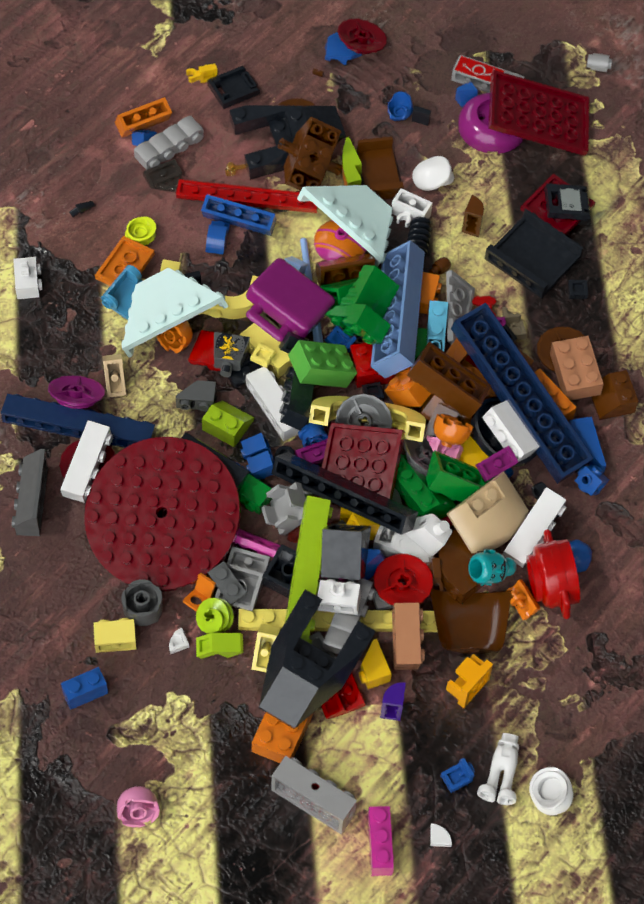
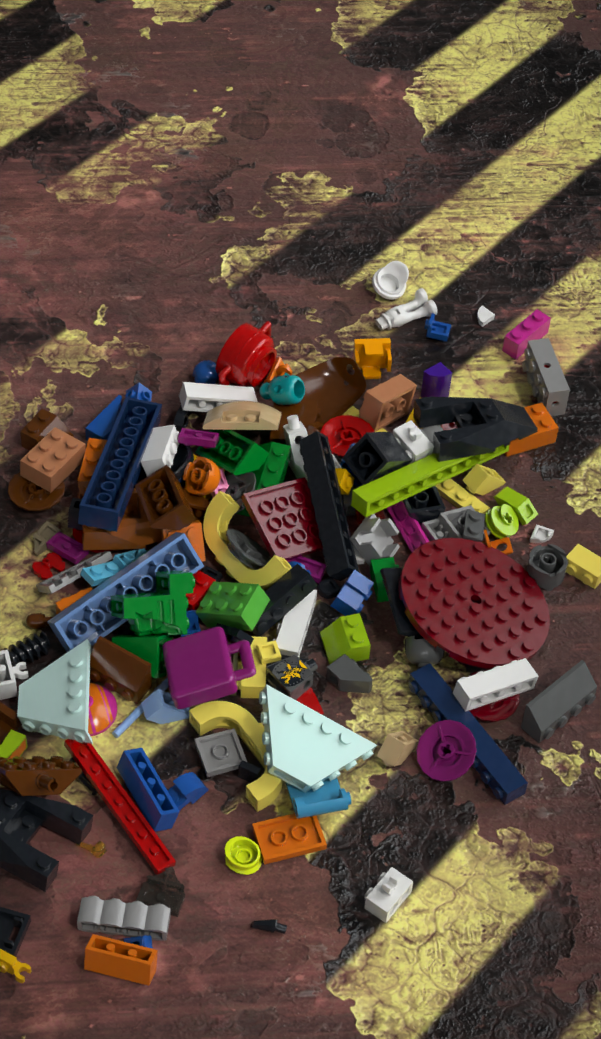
camera: 135 degrees left, 10 degrees down
(225, 277) = (220, 752): none -> light grey plate

